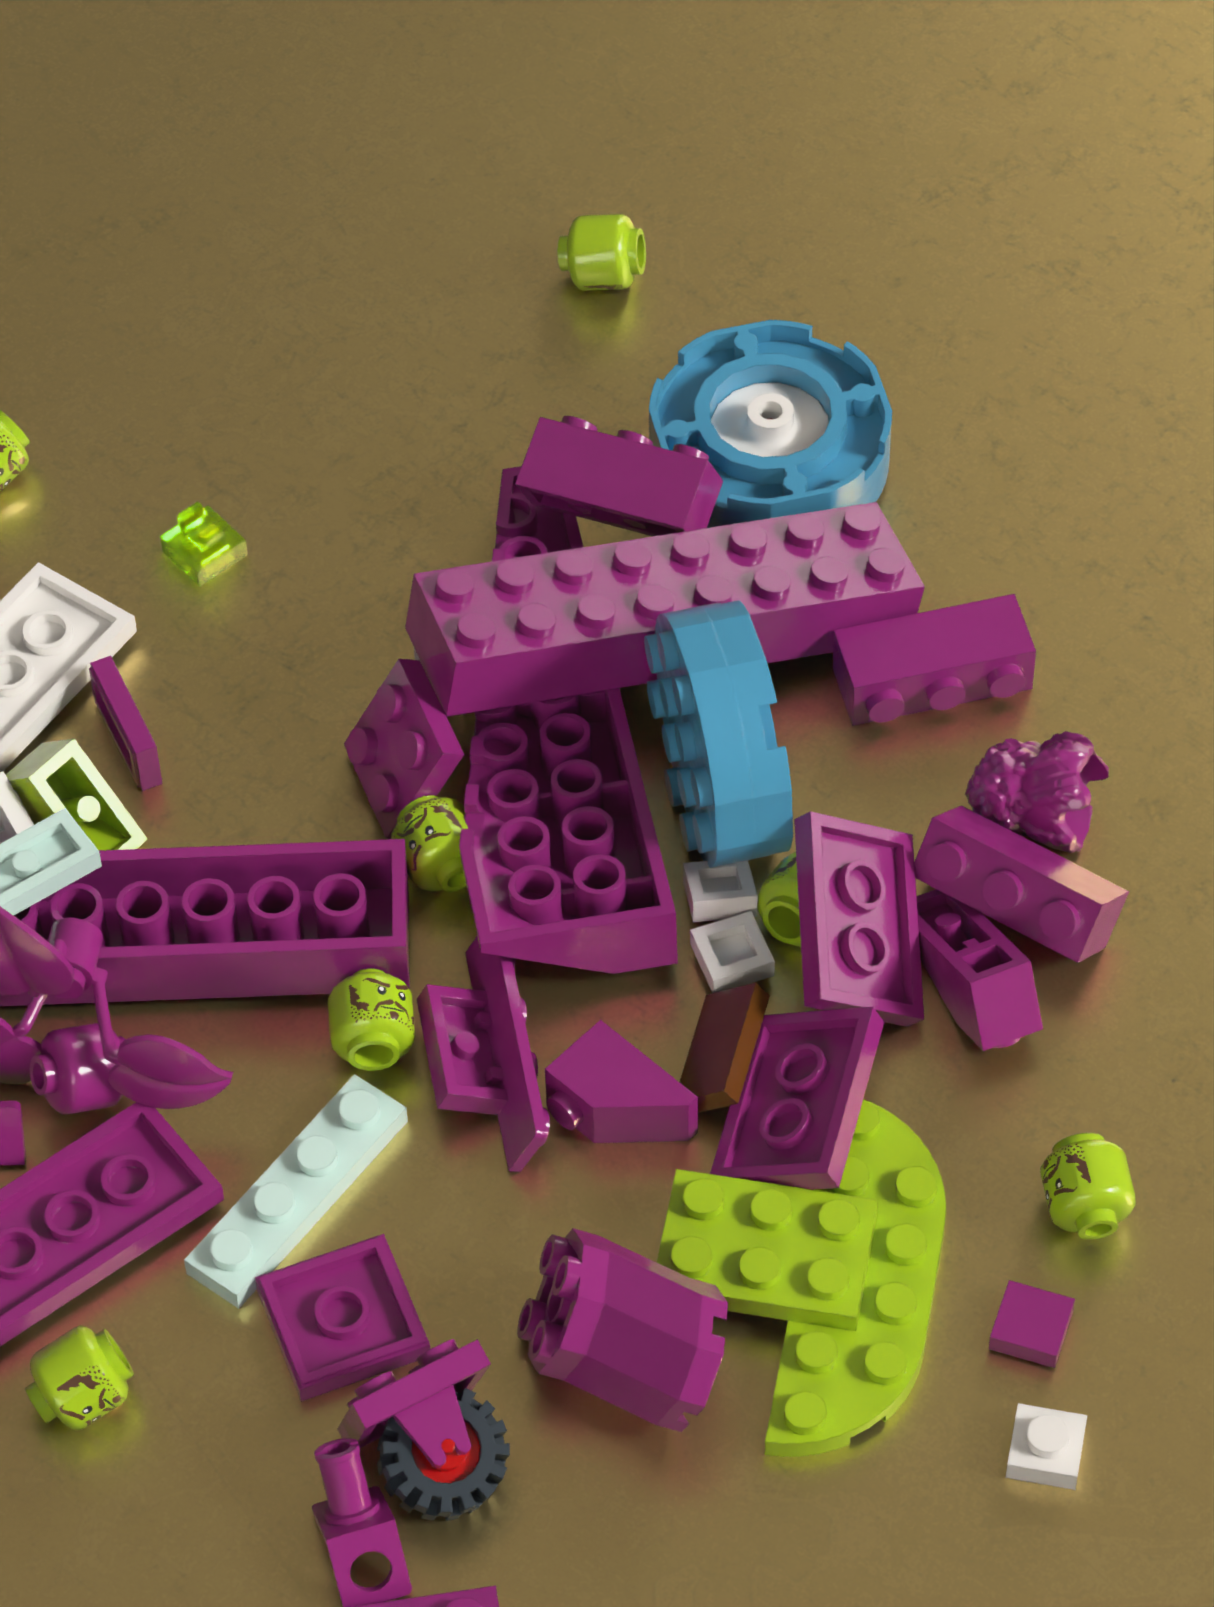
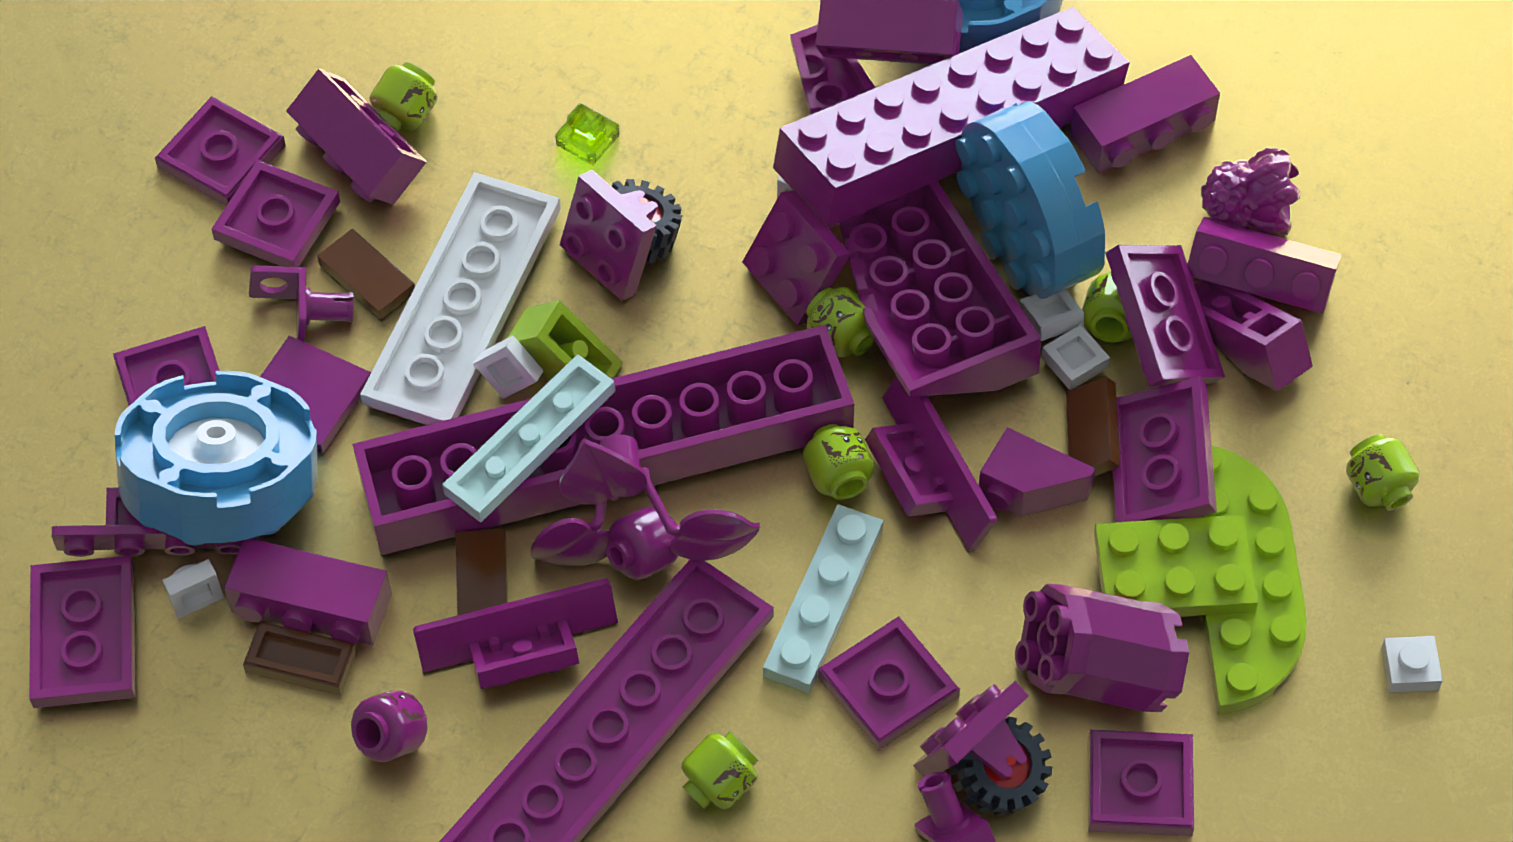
camera: 15 degrees left, 5 degrees up
(125, 723) = (580, 280): magenta tile -> none
(195, 665) = (619, 230): none -> magenta plate
(628, 1519) = (1141, 783): none -> magenta tile
(1031, 1324) = (1372, 579): magenta tile -> none

